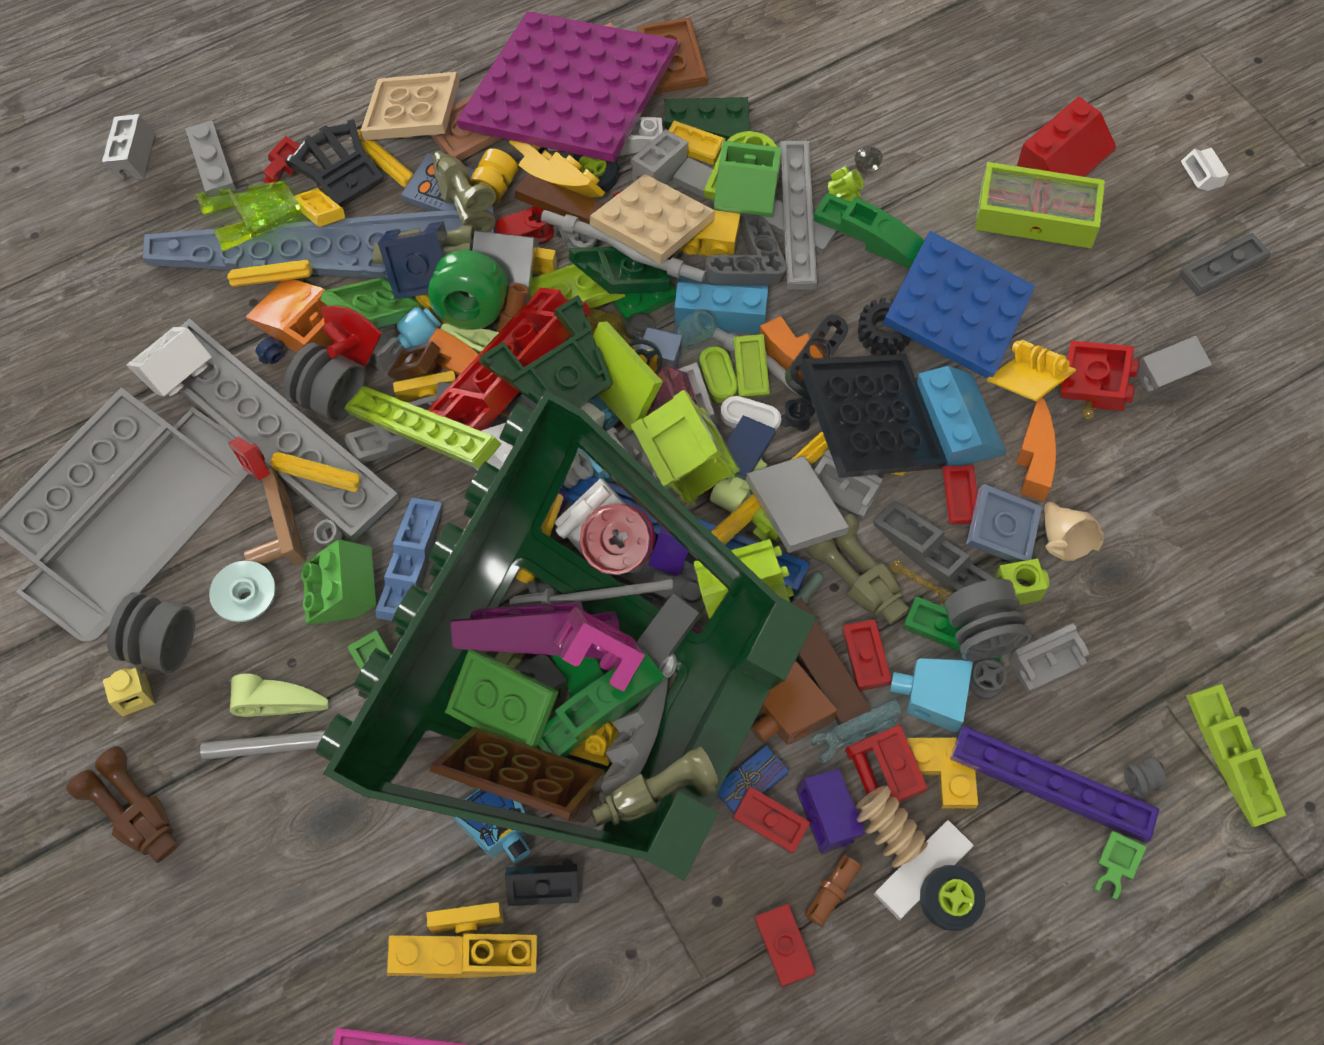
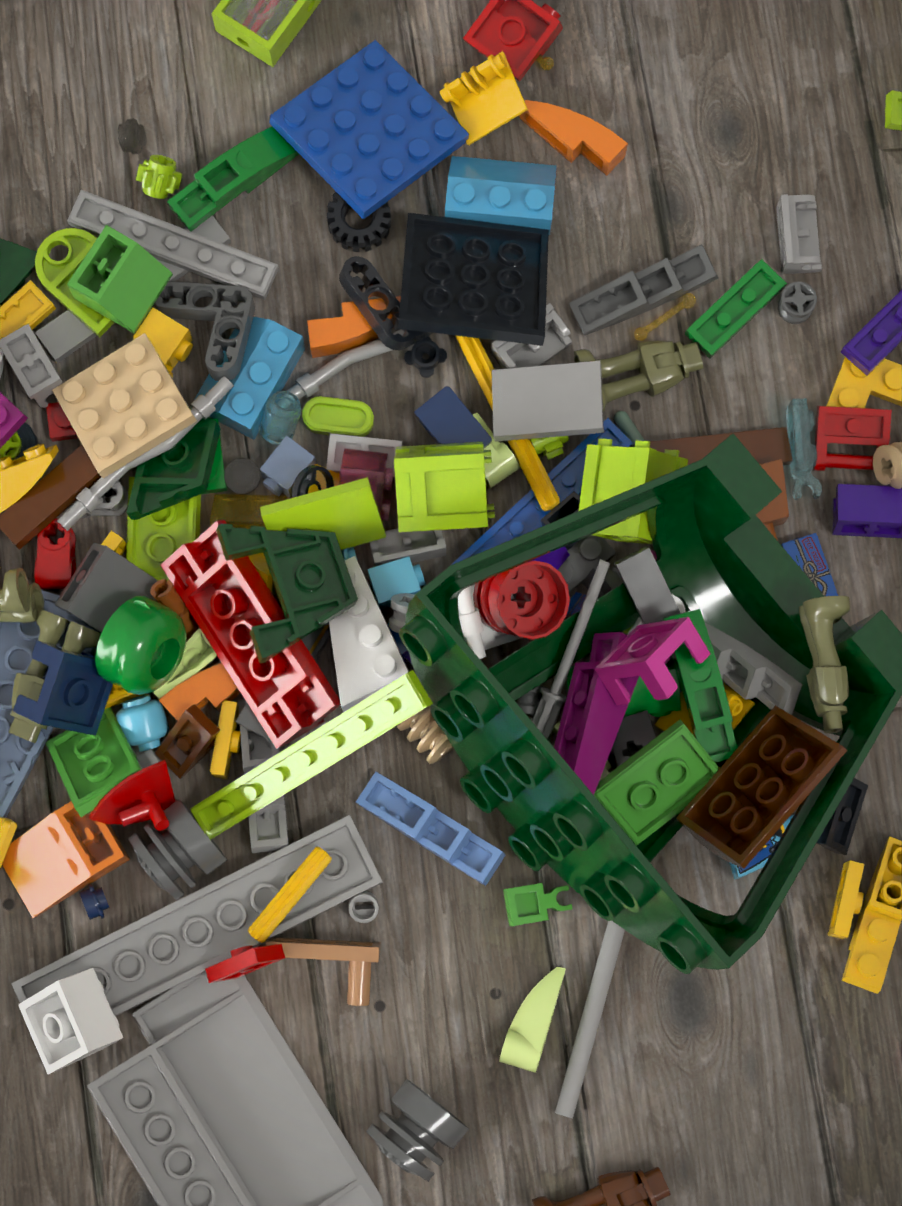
camera: 70 degrees left, 15 degrees up
(126, 685) = (467, 1175): light yellow brick -> none
(236, 580) = (377, 1015): light aqua dish -> none
(338, 583) = (430, 913): bright green slope -> none
(737, 406) = (397, 410): white tile -> none
(751, 366) = (348, 378): lime tile -> none
(770, 820) = (860, 569): red plate -> none
(866, 655) = (726, 406): red plate -> none
(936, 691) = (792, 356): medium azure torso -> none
(960, 493) = (588, 233): red tile -> none
(987, 619) = (756, 274): dark grey wheel -> none
(1004, 525) = (644, 208): sand blue plate -> none
(1032, 573) = (712, 236): lime brick -> none
(1071, 532) = (677, 149): tan hat -> none

